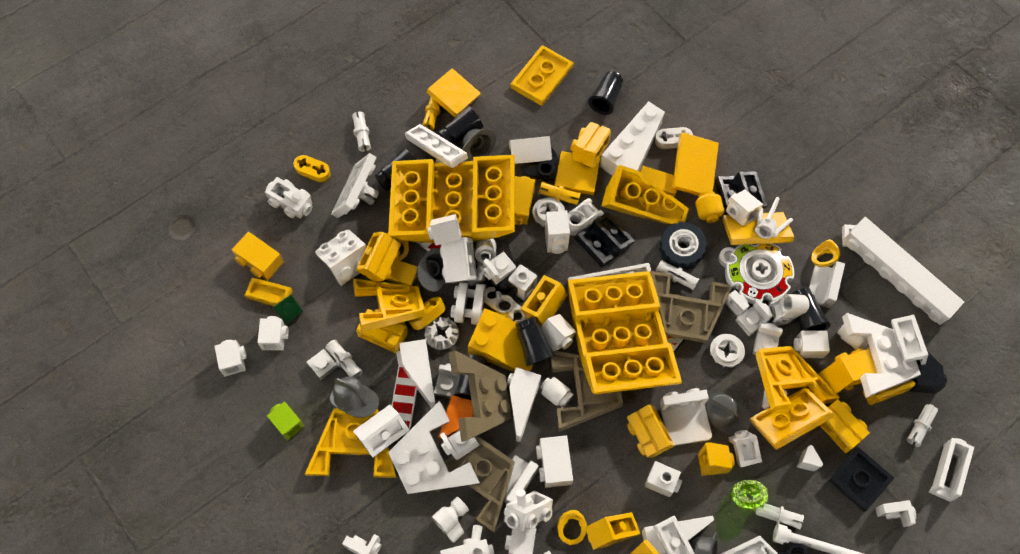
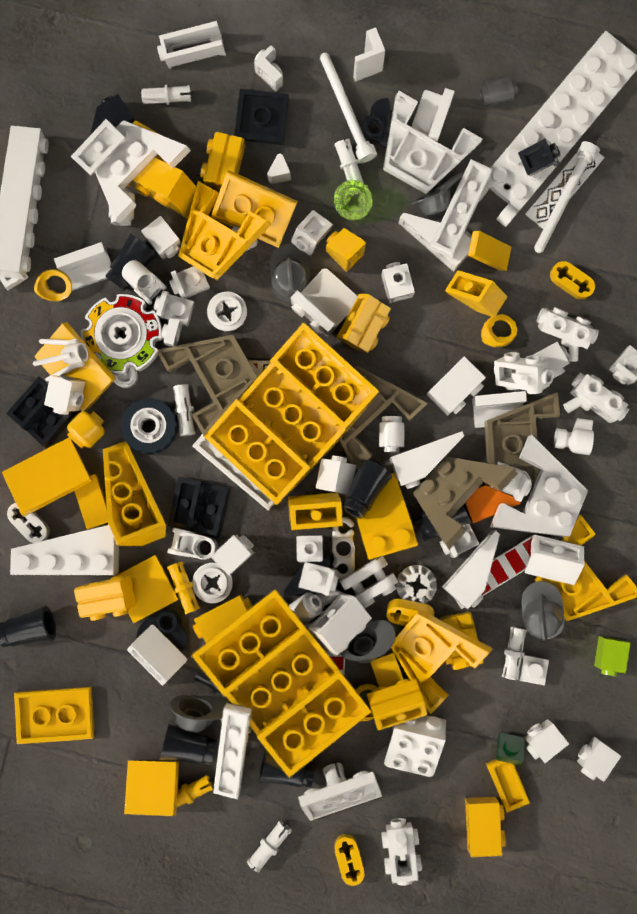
camera: 125 degrees left, 20 degrees up
(444, 230) = (327, 657): white brick -> none

